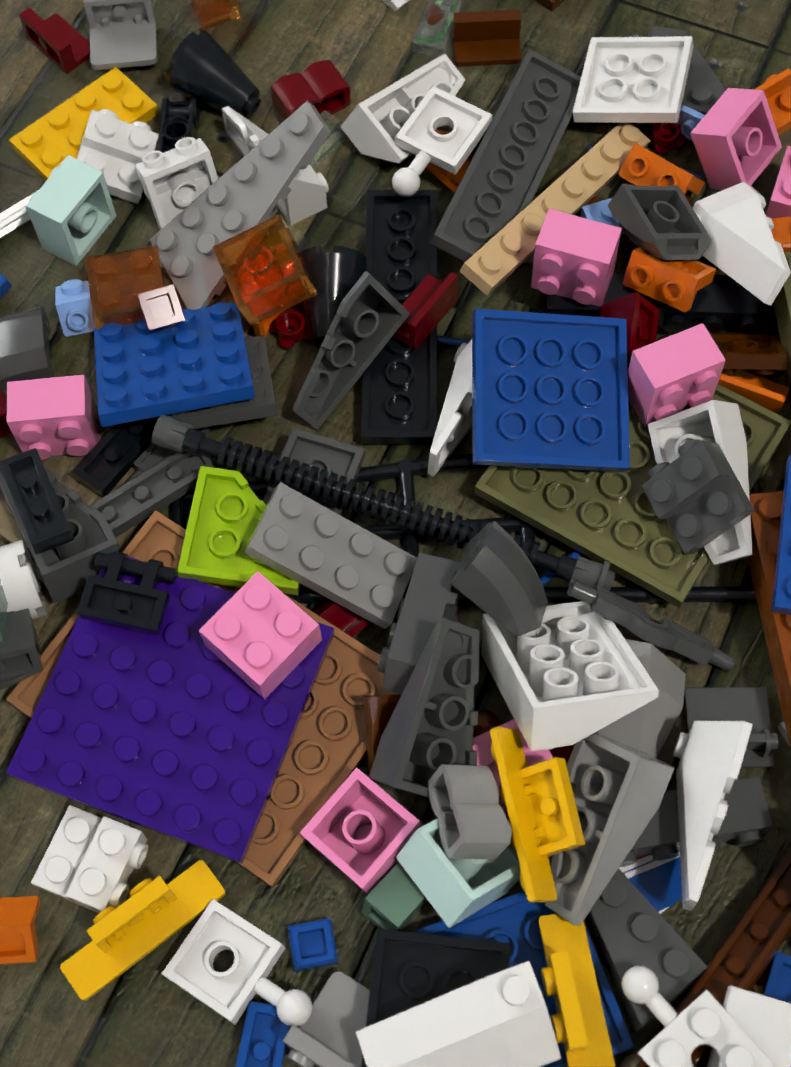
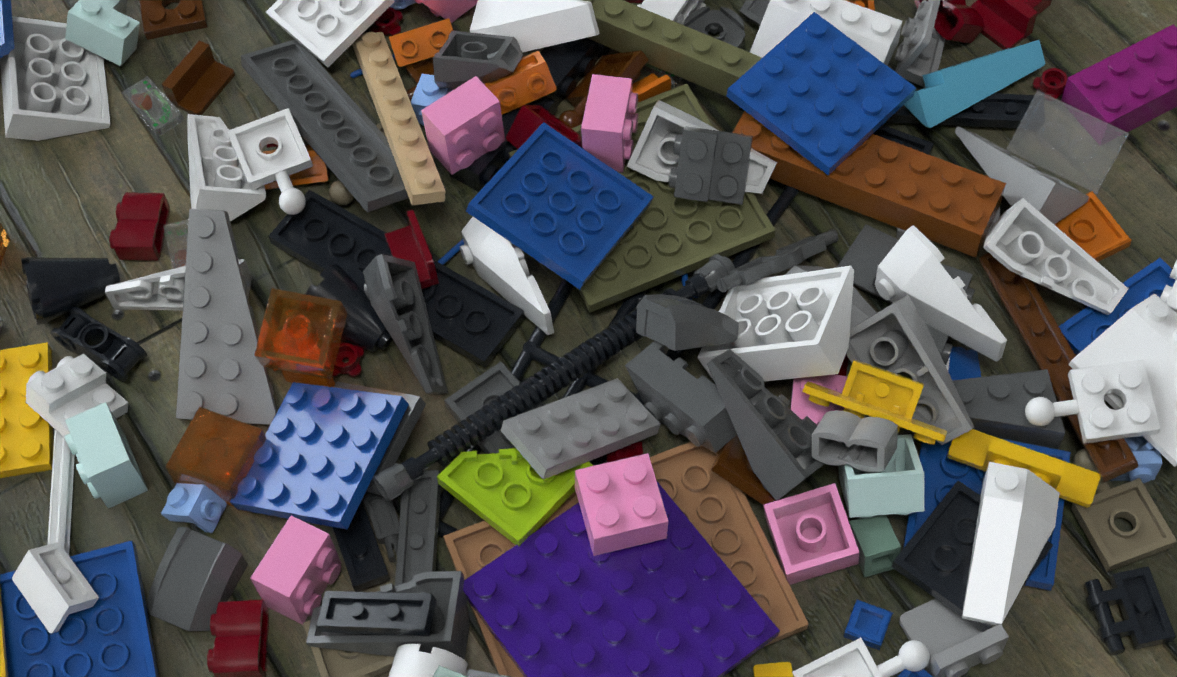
camera: 55 degrees left, 5 degrees down
(123, 603) = (520, 591): black plate -> none
(160, 307) = (267, 431): plate -> none
(176, 177) = (150, 358): white plate -> none

